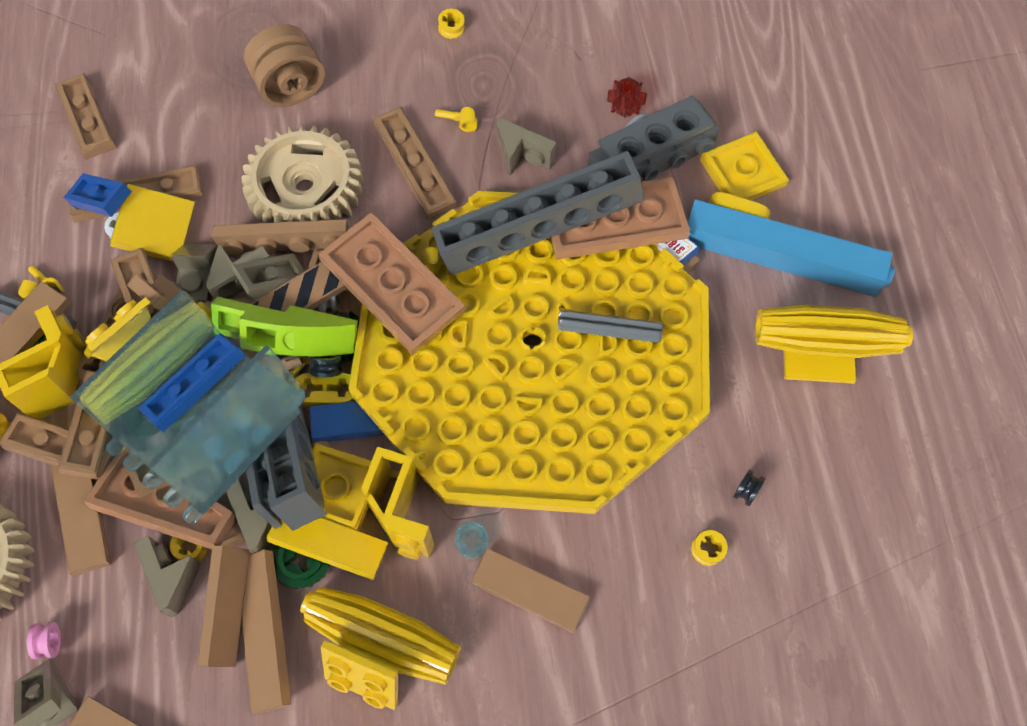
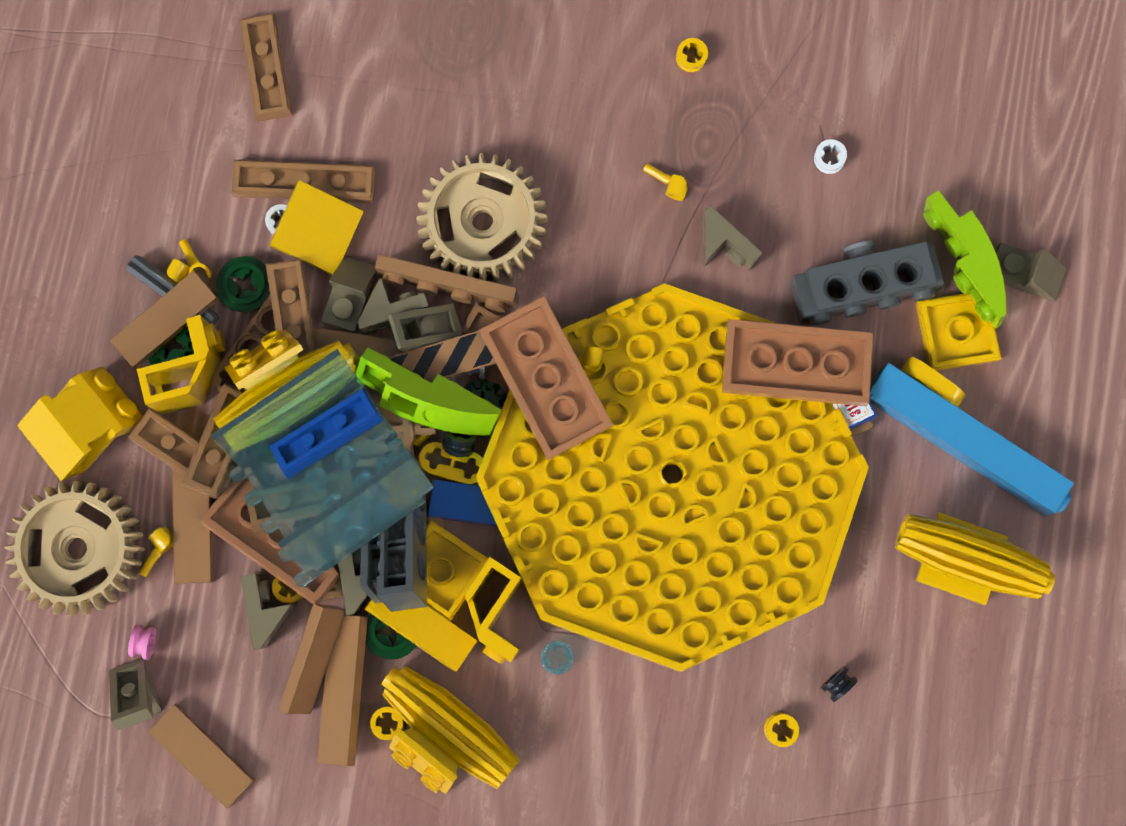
camera: 15 degrees right, 15 degrees up
(53, 538) = (163, 541): none -> yellow hand
(89, 277) = (240, 269): none -> dark green gear
(97, 194) = (265, 183): blue plate -> none
(157, 293) = (314, 327): medium nougat slope -> none
(283, 65) = (492, 75): medium nougat wheel -> none
(303, 649) = (378, 730): none -> yellow bush
(415, 163) = (605, 224): medium nougat tile -> none
(530, 590) = (599, 721): medium nougat tile -> none
(539, 213) = (715, 349): dark grey brick -> none
(589, 59) = (841, 157): none -> white bush
(610, 326) = (753, 485): axle -> none
(626, 97) = (860, 200): clear red gear -> none
(742, 107) = (978, 268): none -> lime slope
(786, 111) = (1033, 273): none -> dark tan slope

